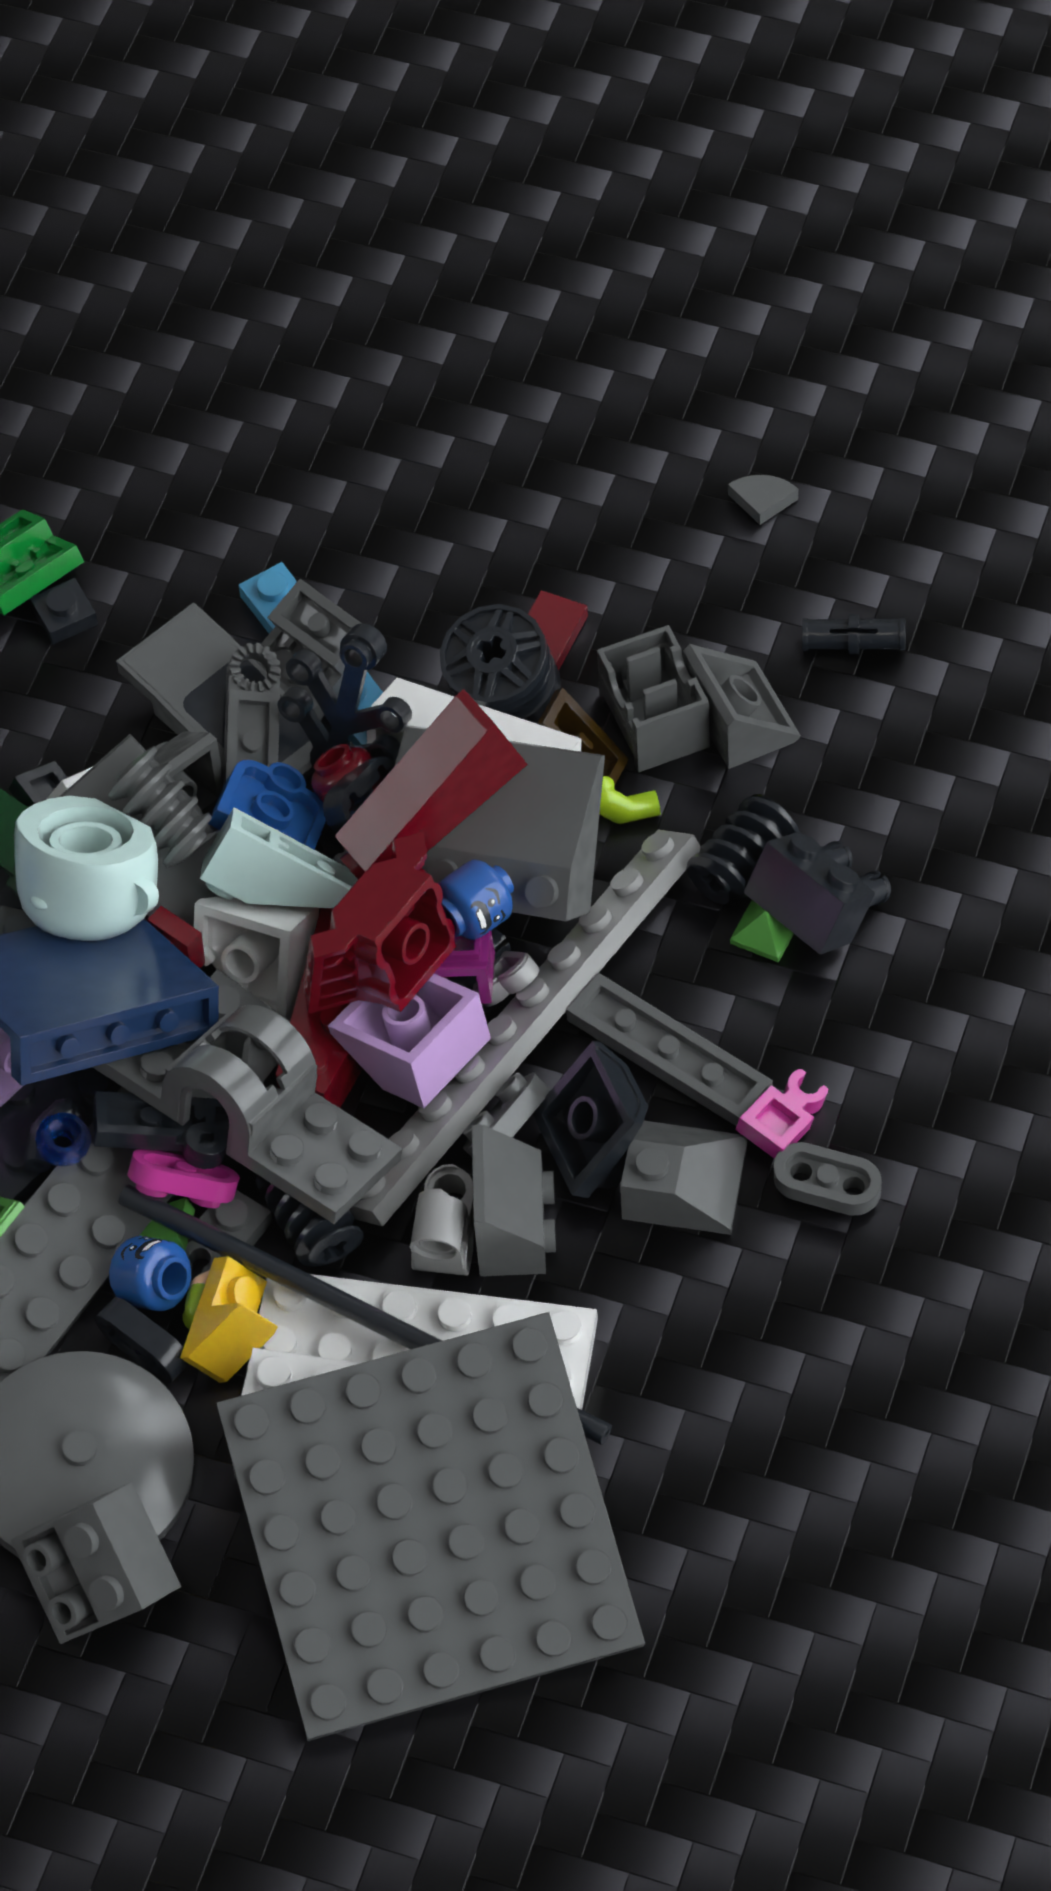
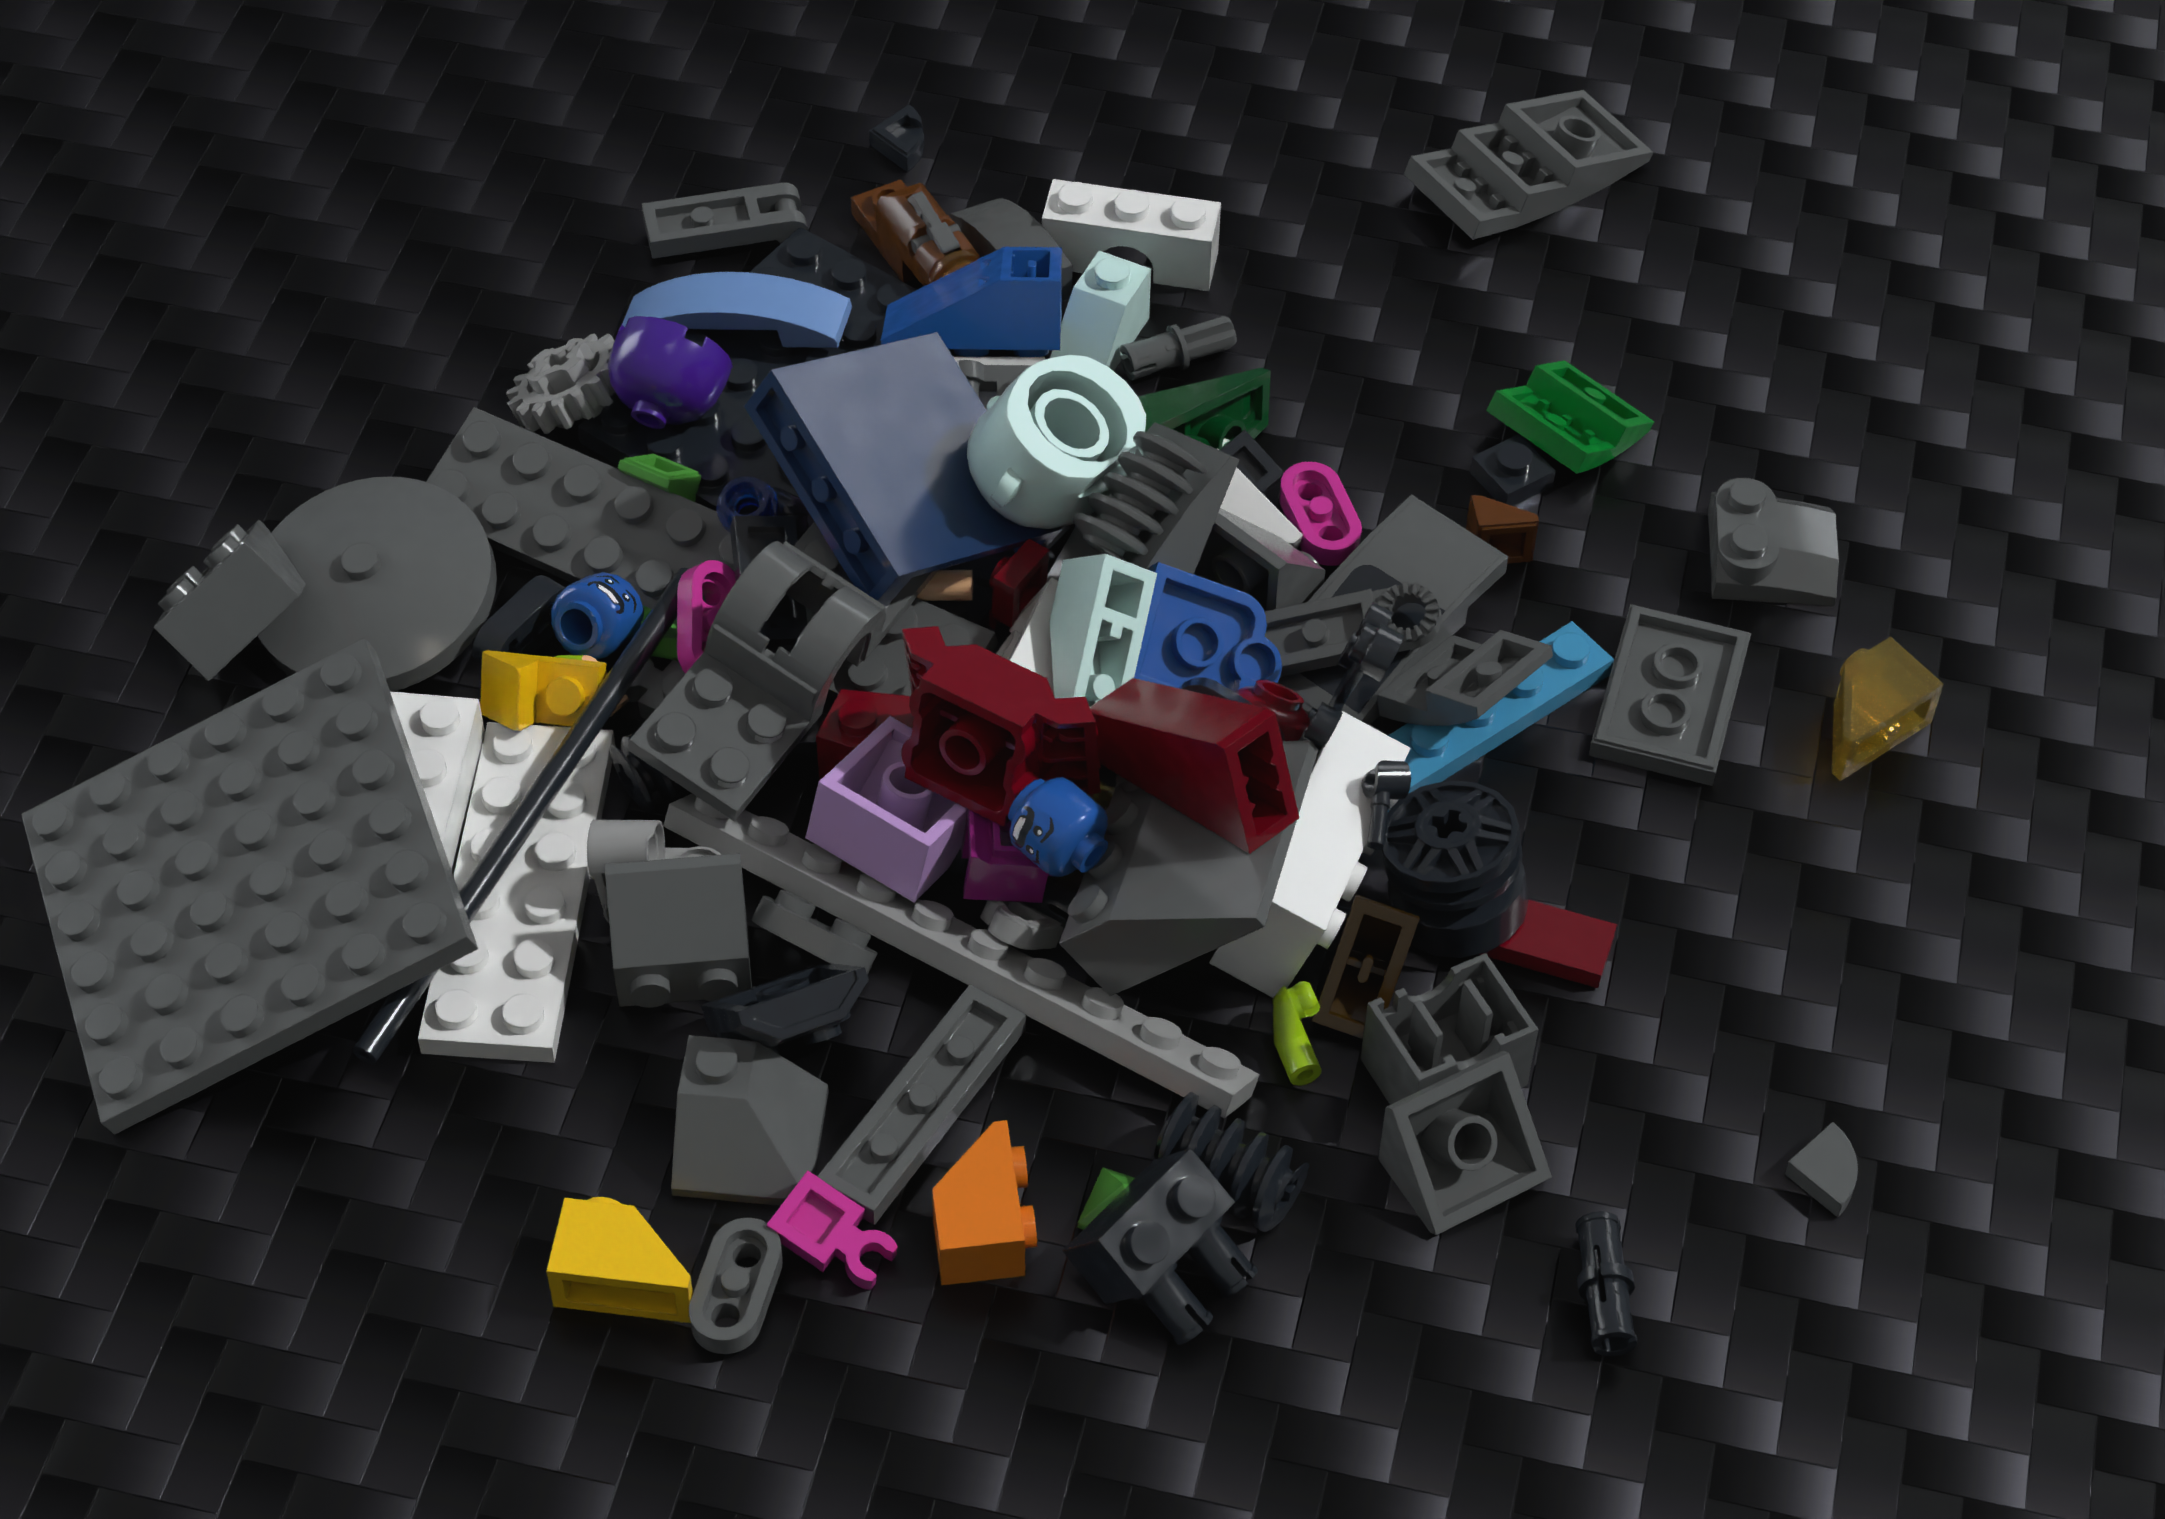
camera: 80 degrees right, 5 degrees down
(92, 739) = (1327, 521): none -> dark pink plate
(137, 619) = (1503, 527): none -> reddish brown slope
(173, 448) = (1771, 546): none -> dark grey slope
(314, 534) = (1670, 695): none -> dark grey tile
(352, 402) = (1879, 704): none -> clear yellow slope
(448, 689) = (1381, 784): none -> black hand
(771, 1011) = (979, 1215): none -> orange slope
(803, 1257) = (615, 1263): none -> yellow slope

